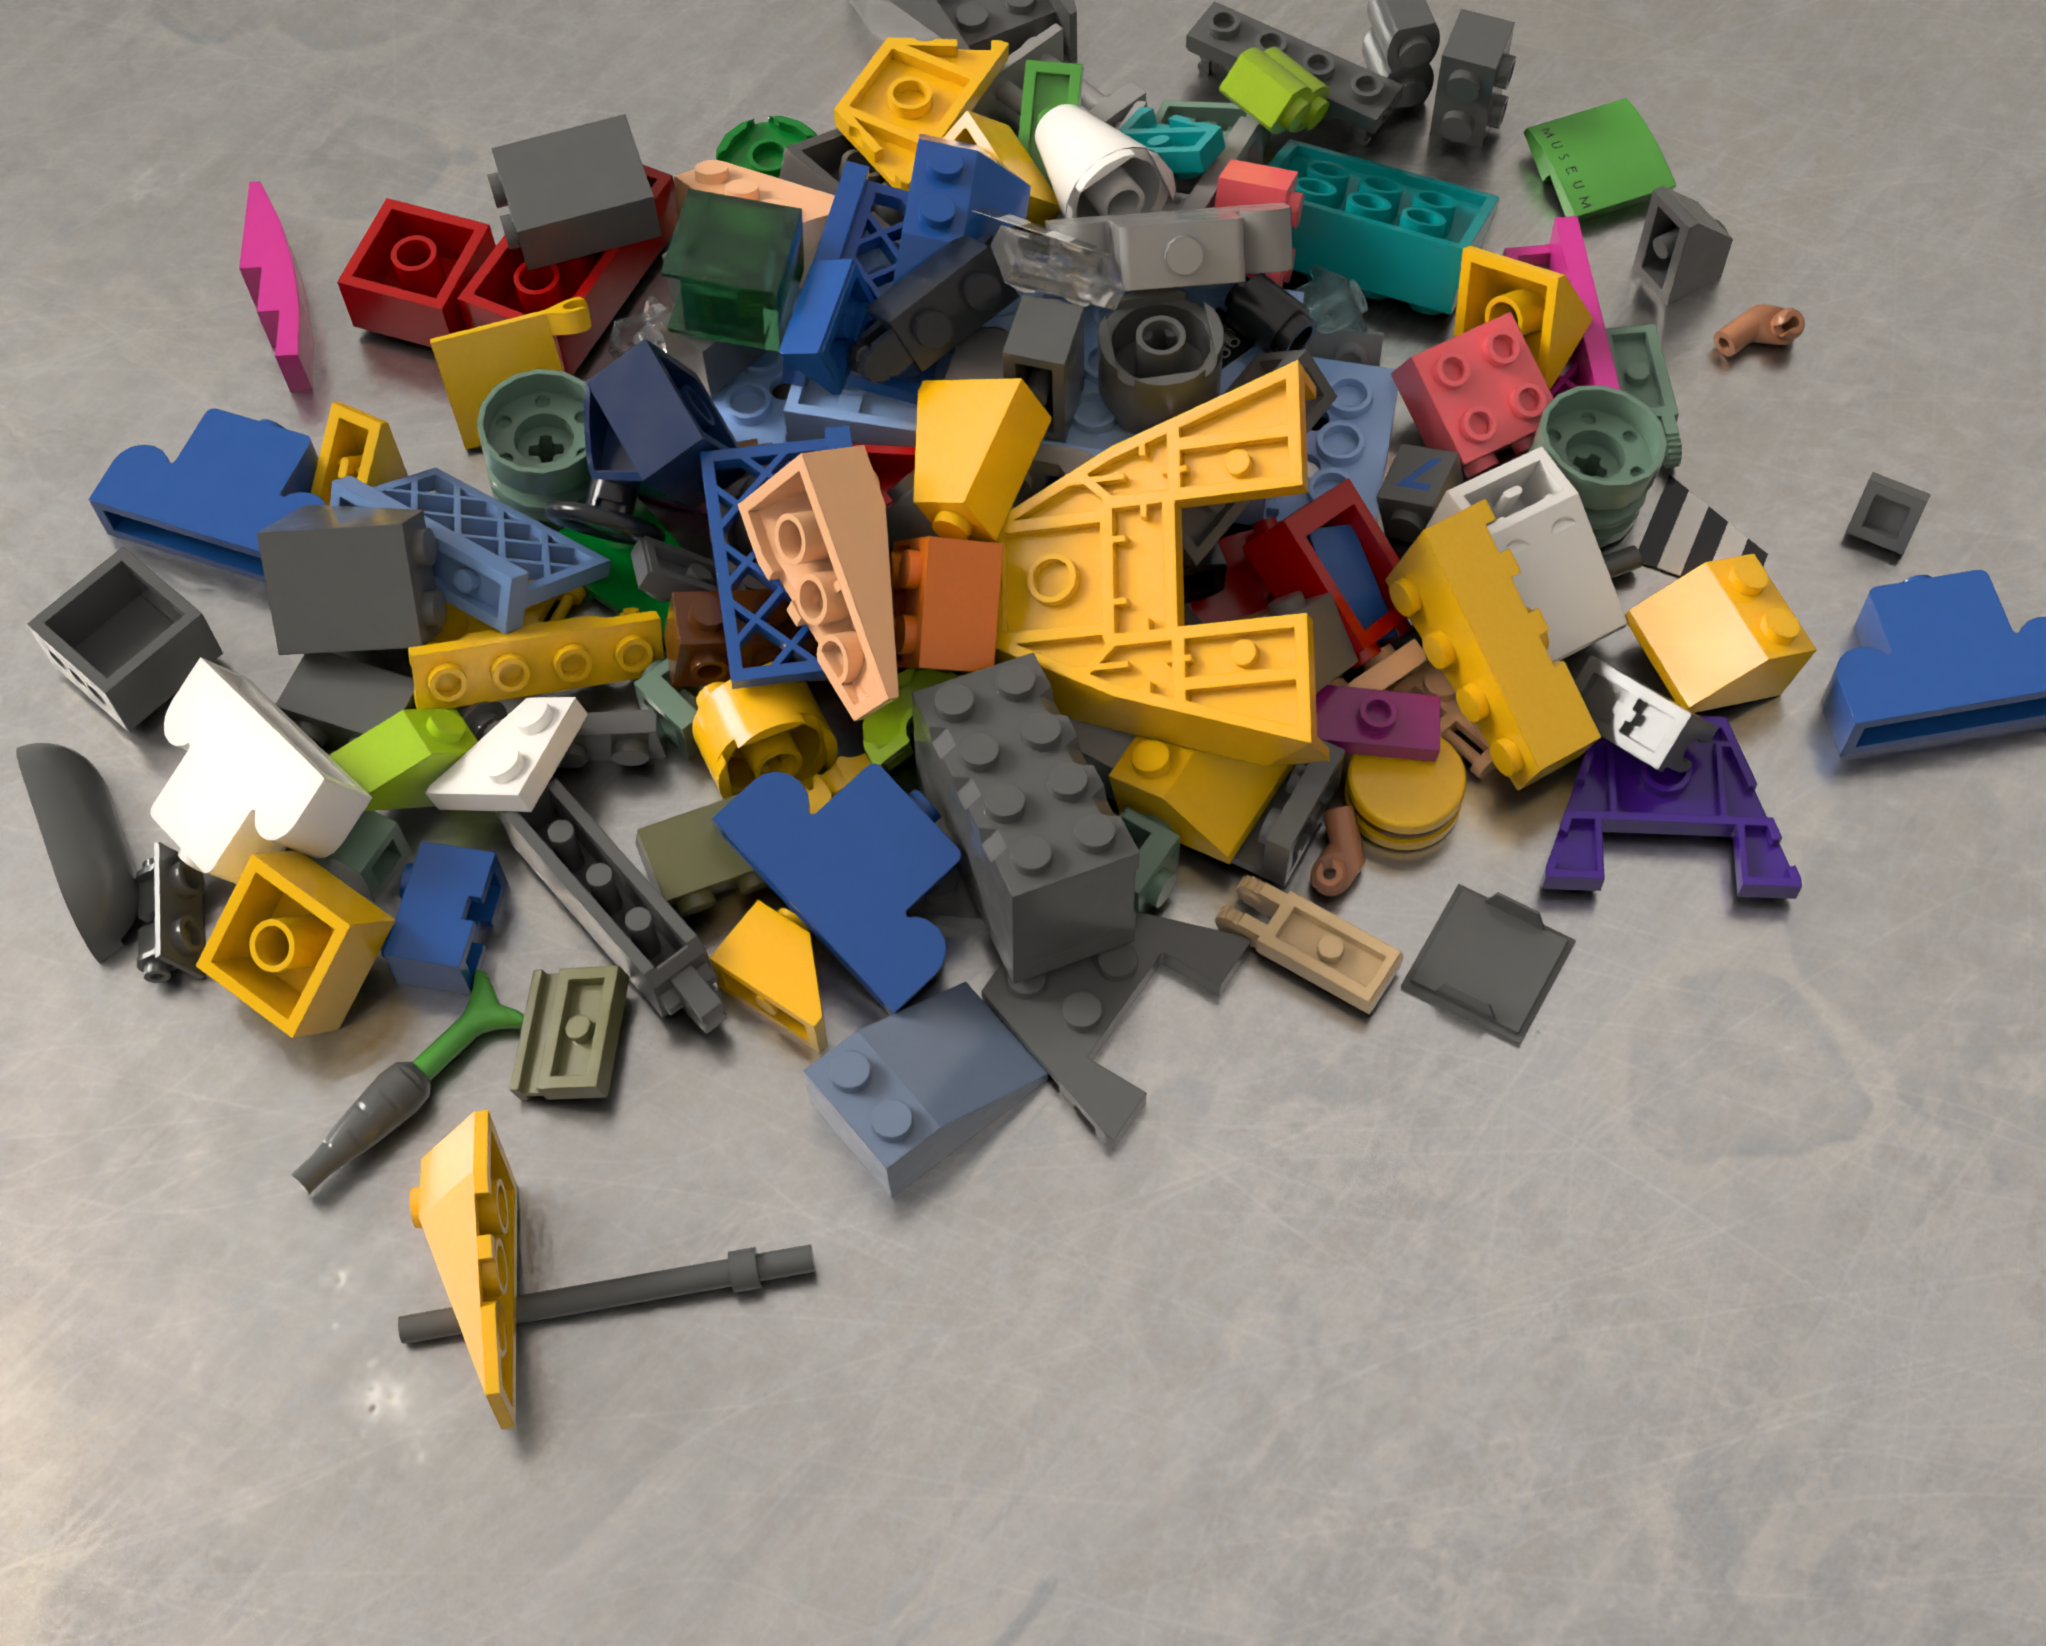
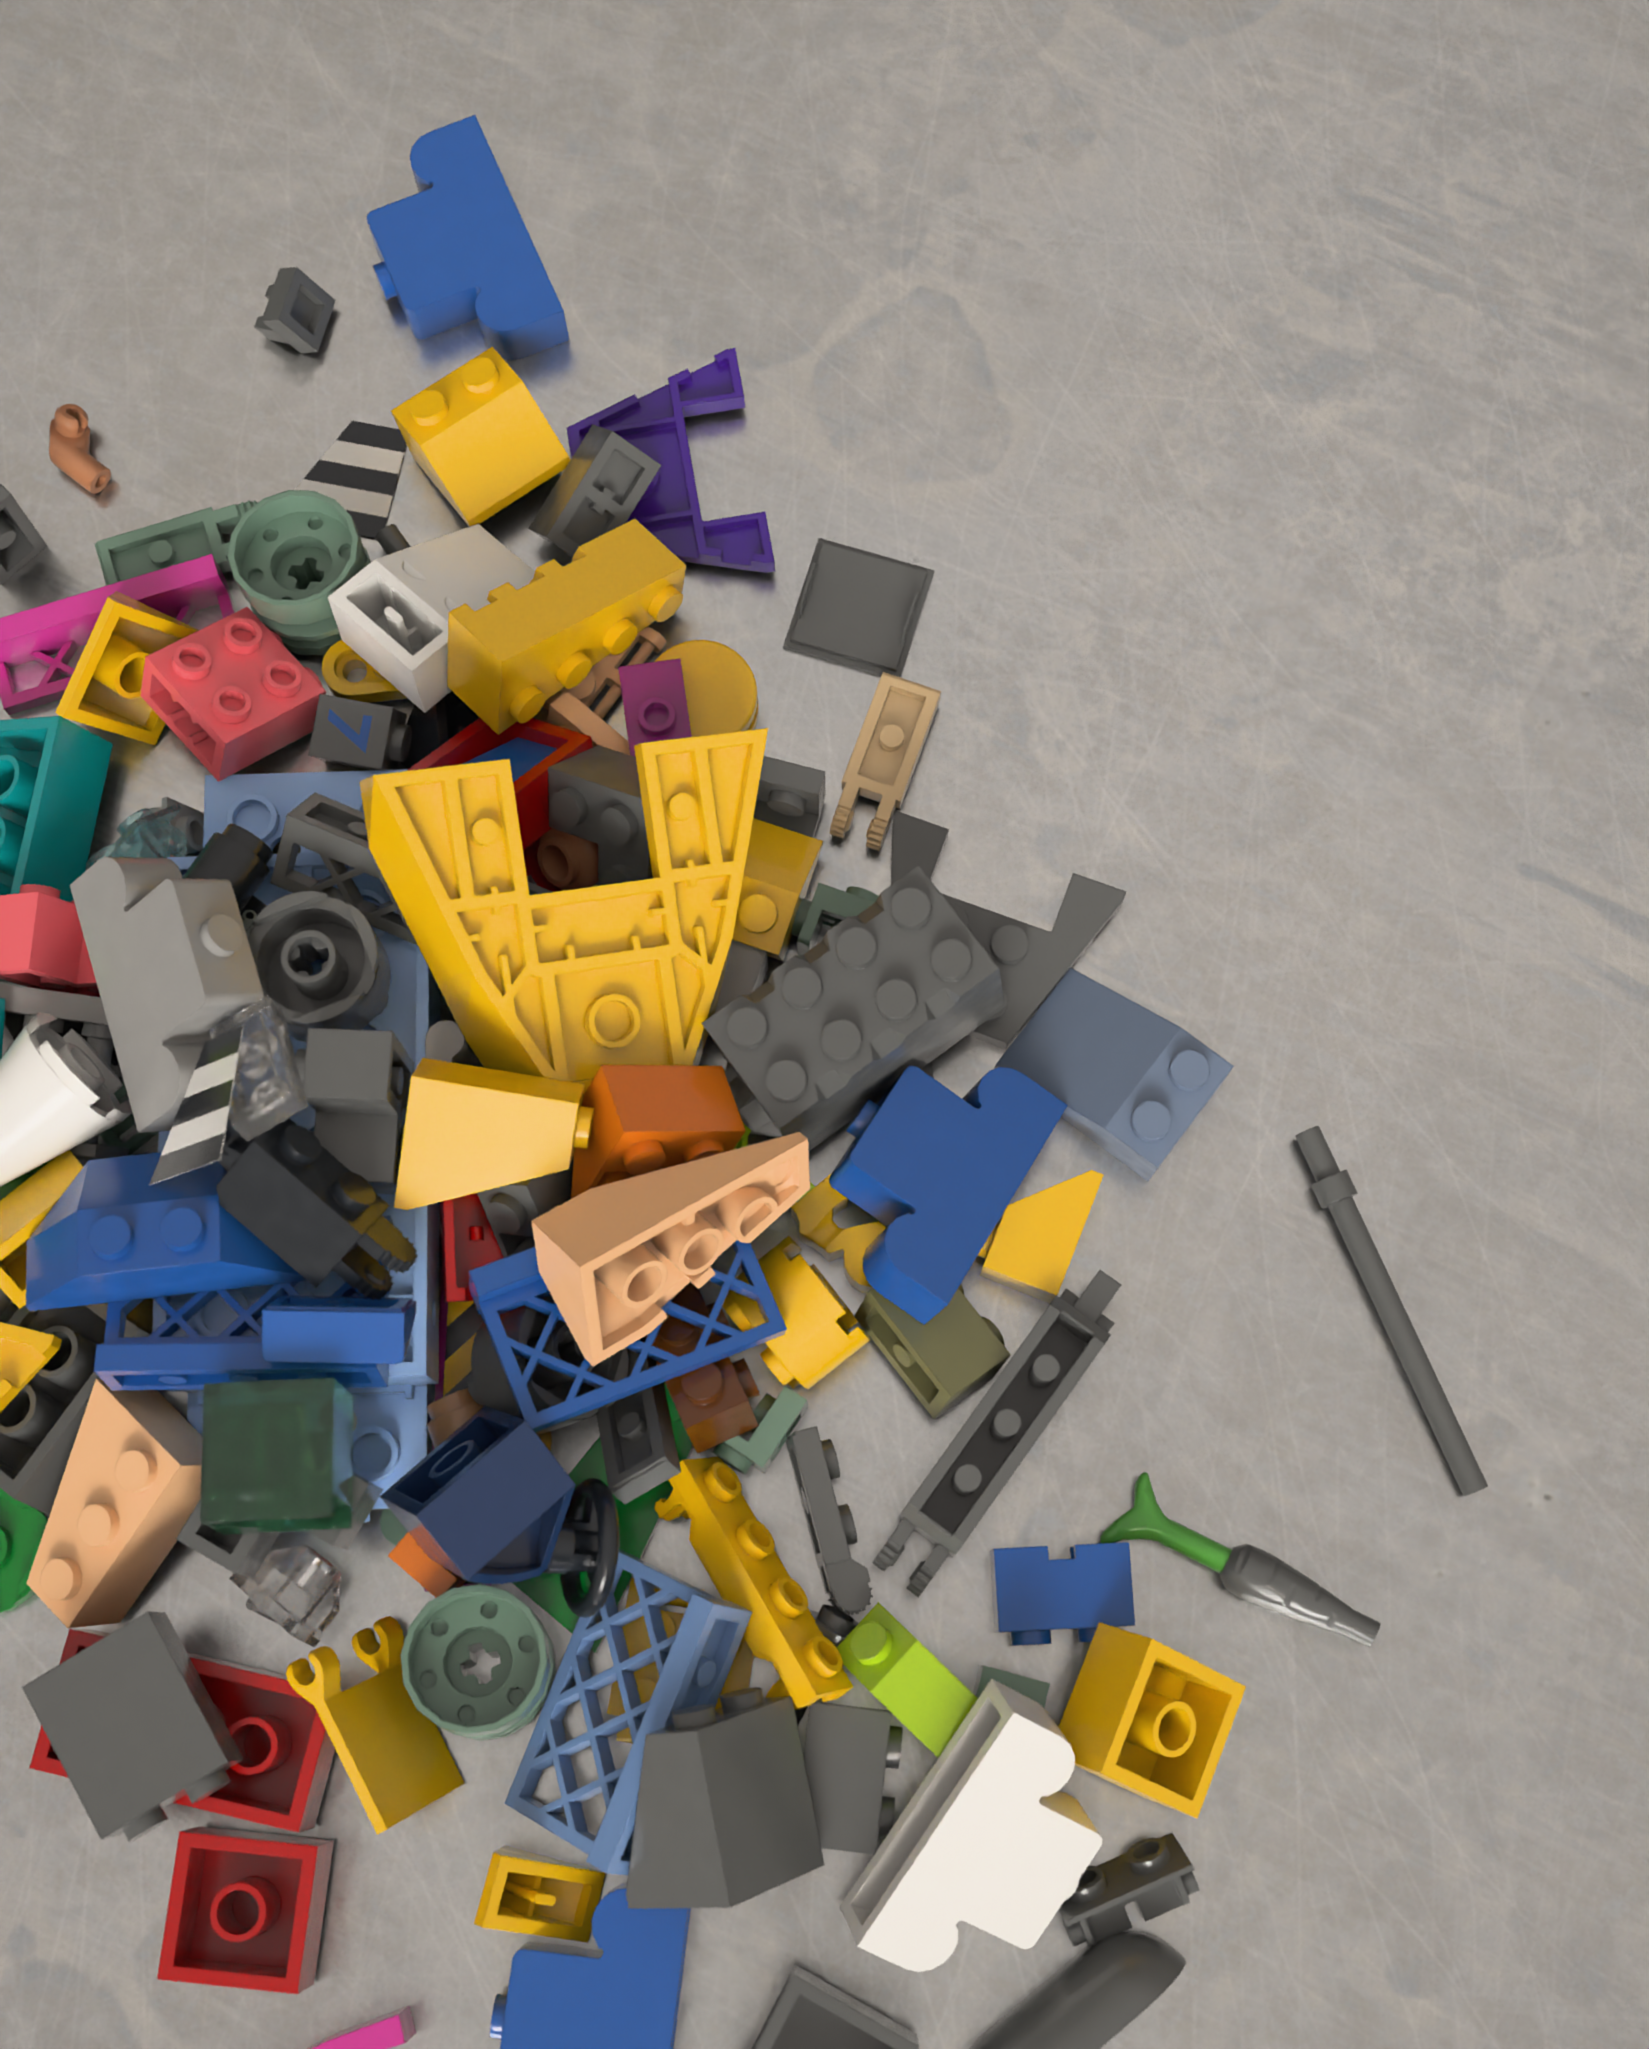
camera: 105 degrees left, 15 degrees up
(471, 1227) = (1392, 1440): yellow wedge -> none
(513, 759) = (893, 1557): white wing -> none
(570, 1033) = (1149, 1423): olive plate -> none
(1342, 856) = (796, 747): nougat arm -> none

